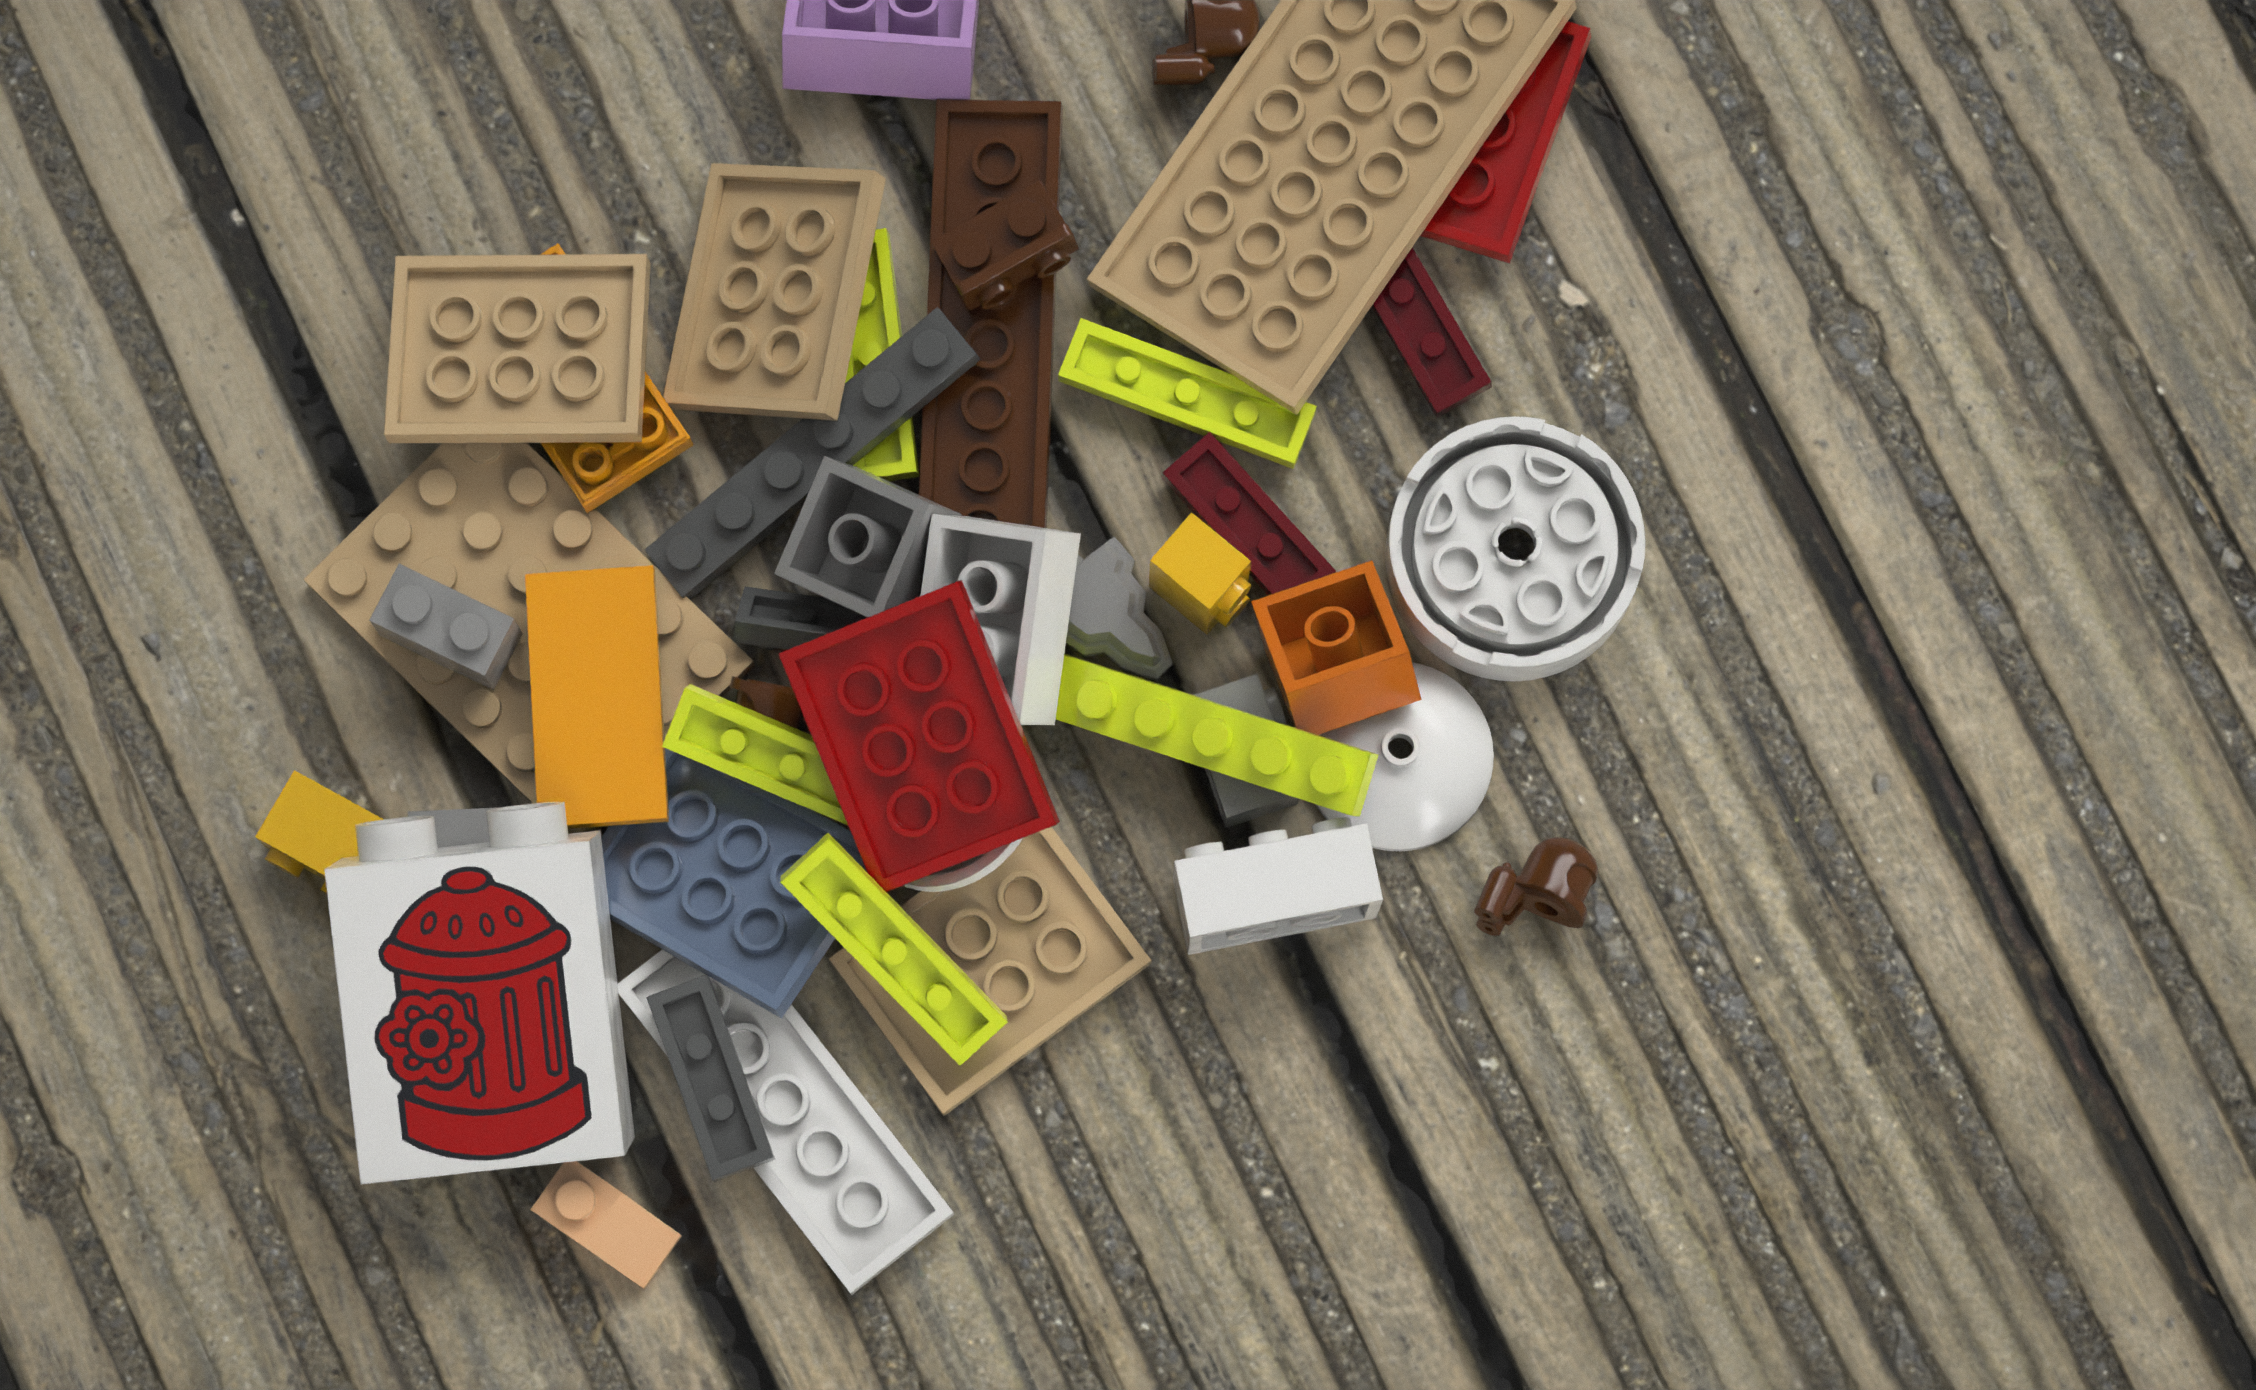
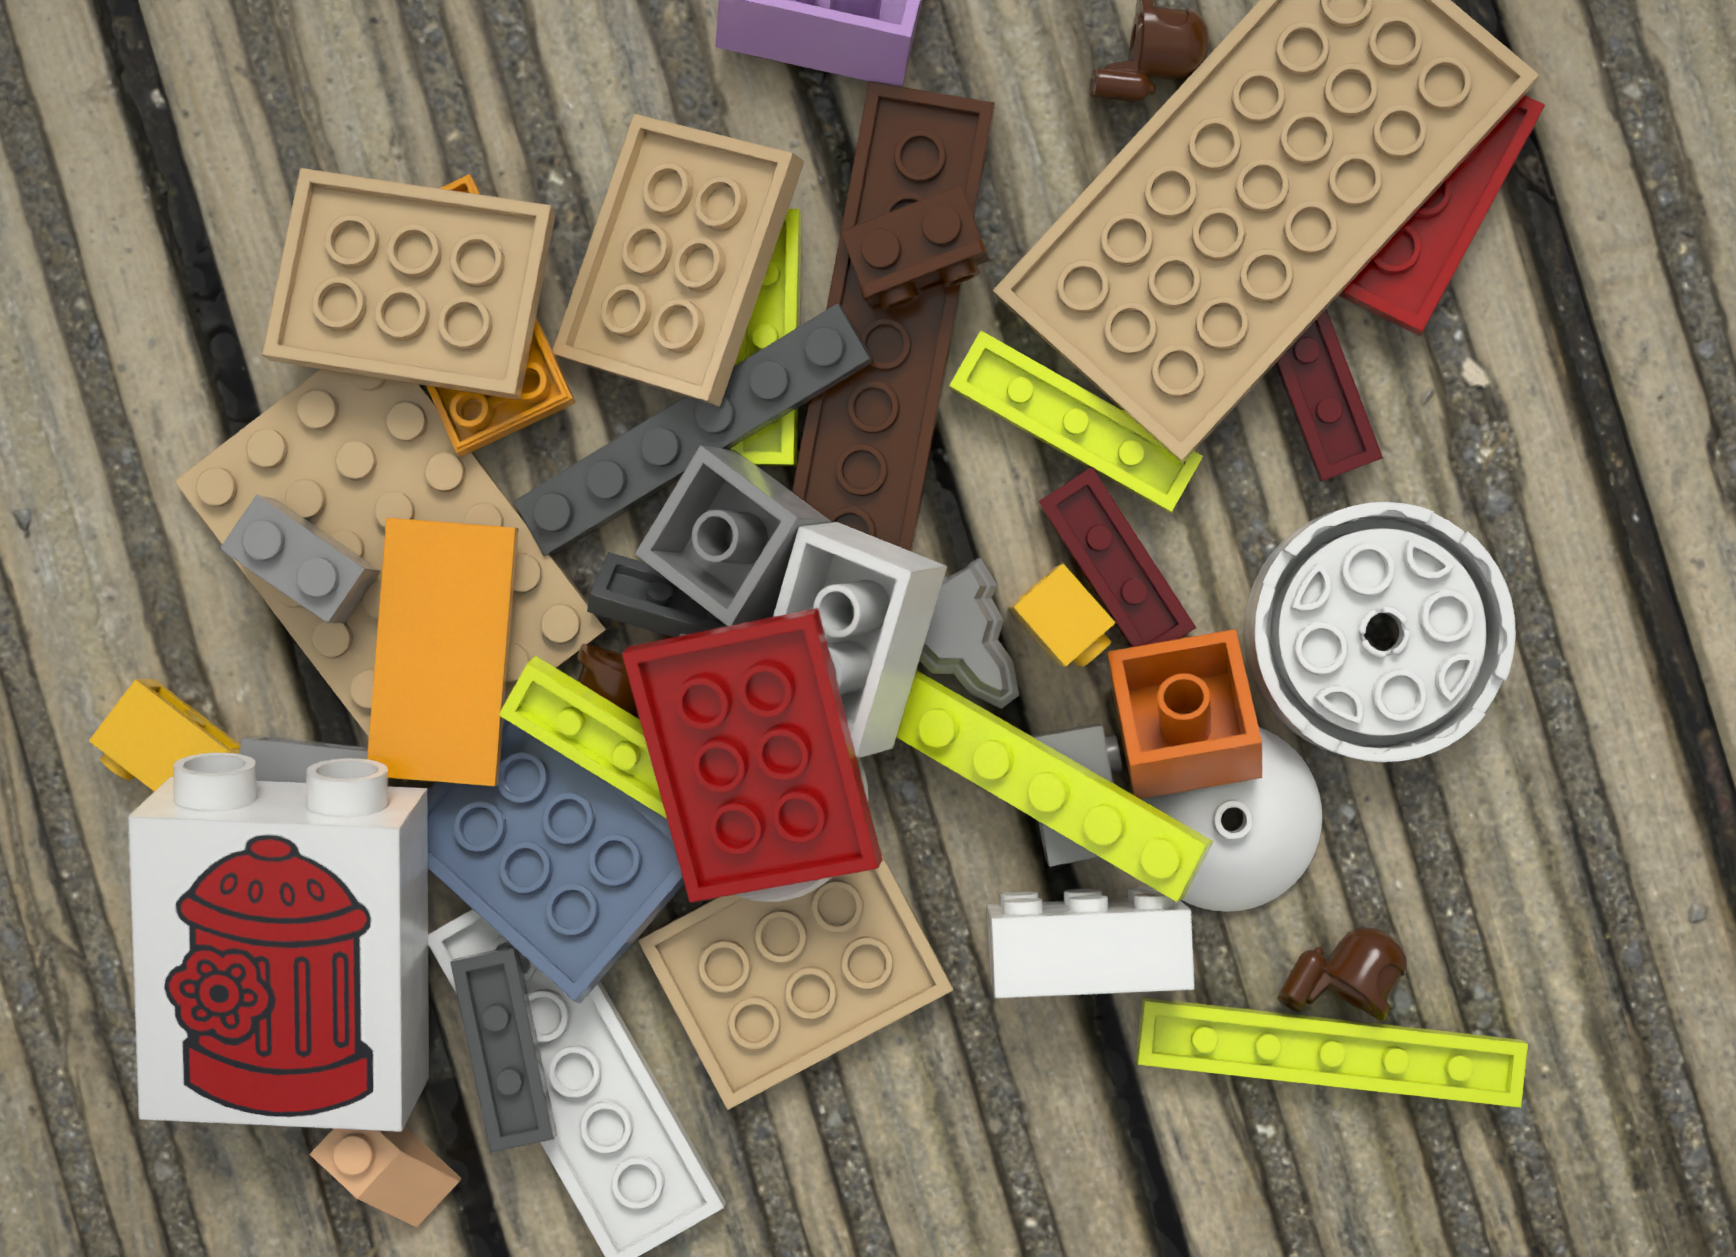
camera: 15 degrees right, 10 degrees up
(893, 949) = (698, 956): neon yellow plate -> none
(1537, 968) = (1331, 1052): none -> neon yellow plate

